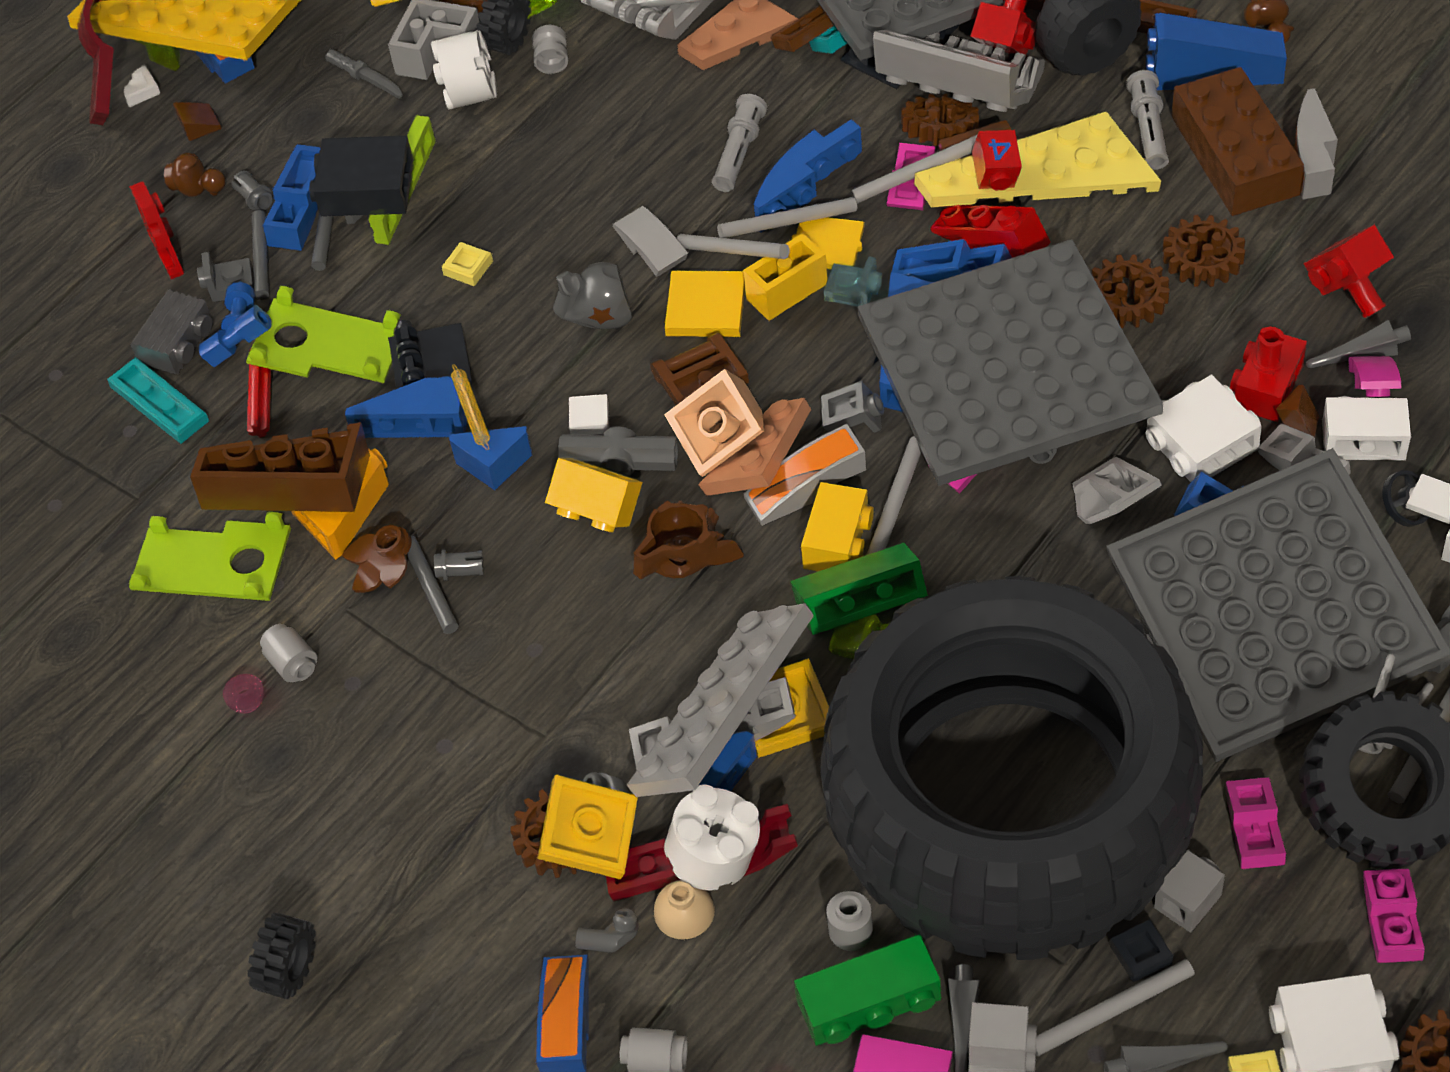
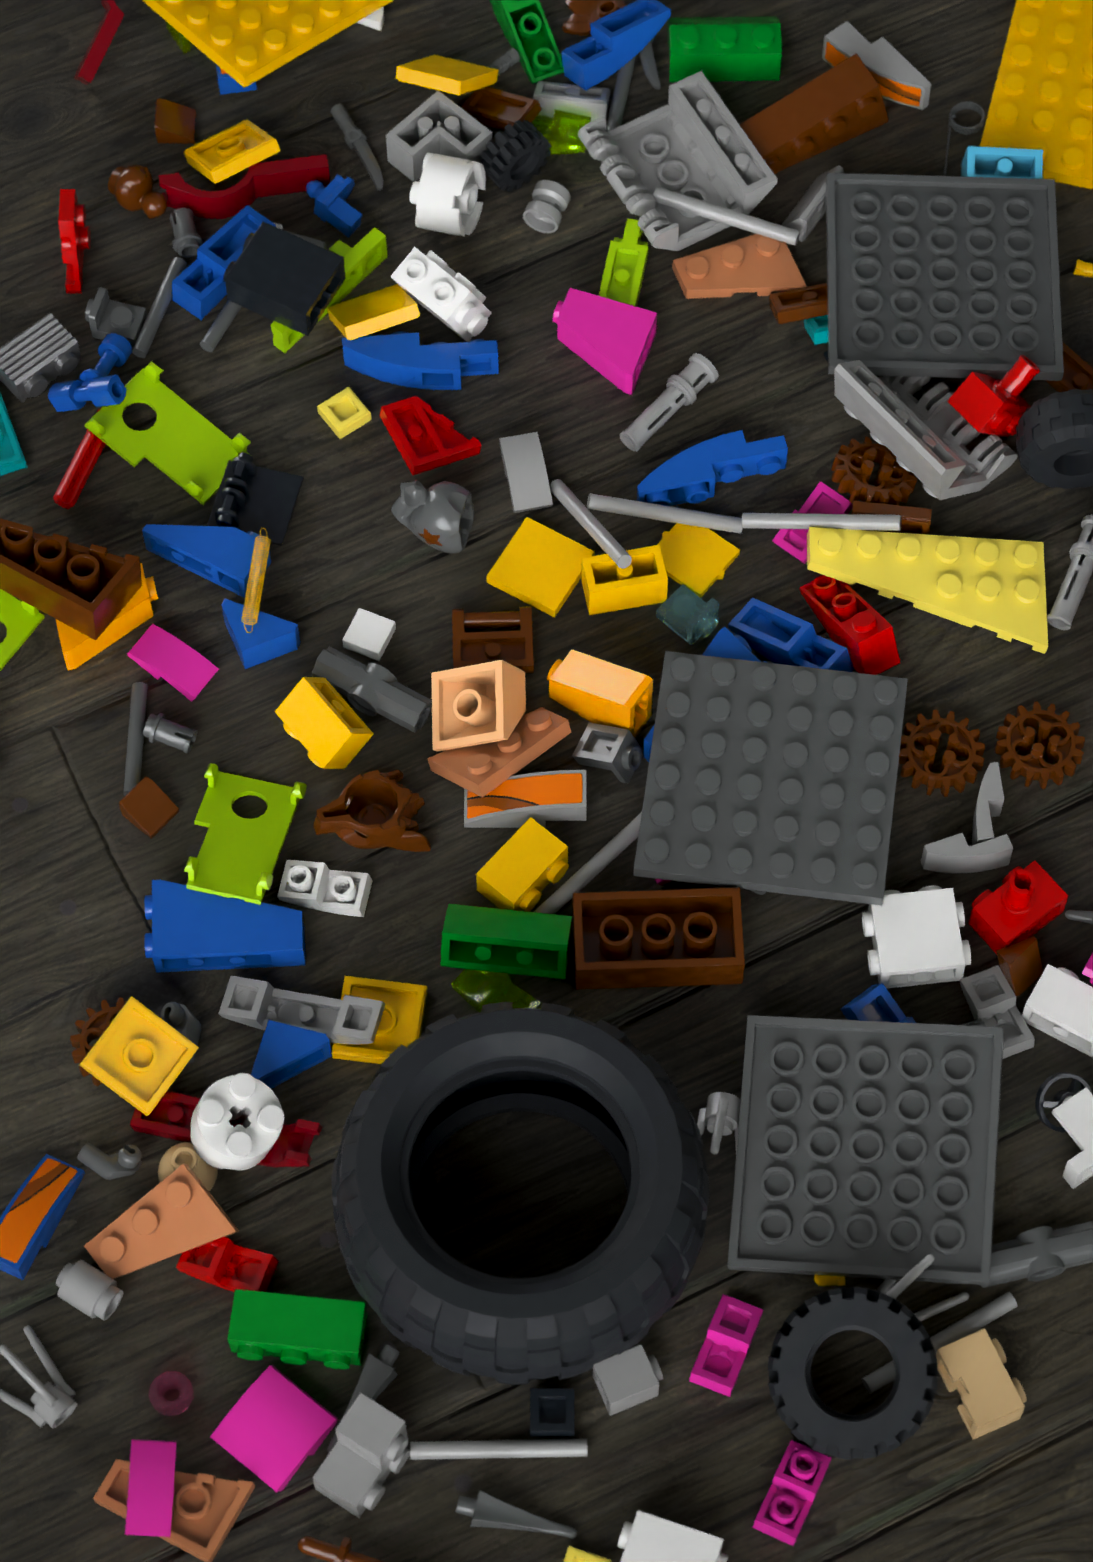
camera: 20 degrees right, 10 degrees up
(140, 87) = (141, 58): white tile -> none
(259, 114) = (231, 151): none -> yellow tile
(298, 126) = (260, 181): none -> dark red piece
(367, 119) = (331, 204): none -> blue piece
(379, 558) = (102, 695): reddish brown plate -> none
(420, 505) = (172, 660): none -> dark pink slope
(451, 176) = (373, 312): none -> yellow tile
(472, 631) = (148, 807): none -> reddish brown slope
(503, 136) = (443, 293): none -> white brick
(504, 203) = (406, 363): none -> blue slope
(547, 249) = (425, 437): none -> red wing
(577, 627) = (240, 851): none -> lime piece
(598, 697) = (219, 932): none -> blue slope
(643, 69) = (625, 266): none -> lime hinge
(655, 116) = (606, 335): none -> dark pink slope
(663, 627) = (323, 889): none -> white slope
(690, 961) = (163, 1223): none -> nougat wing
(719, 701) = (317, 993): light grey plate -> none
(763, 972) = (229, 1265): none -> red slope
(818, 363) = (602, 691): none -> light orange slope
(849, 920) = (318, 1268): light grey brick -> none
(990, 524) = (658, 938): none -> reddish brown brick
(996, 159) = (889, 555): red brick -> none
(1111, 489) = (796, 954): light grey slope -> none
(1190, 312) = (988, 804): none -> light grey slope
(1195, 357) = (955, 855): none -> light grey slope
(1307, 728) = (822, 1280): none -> yellow piece

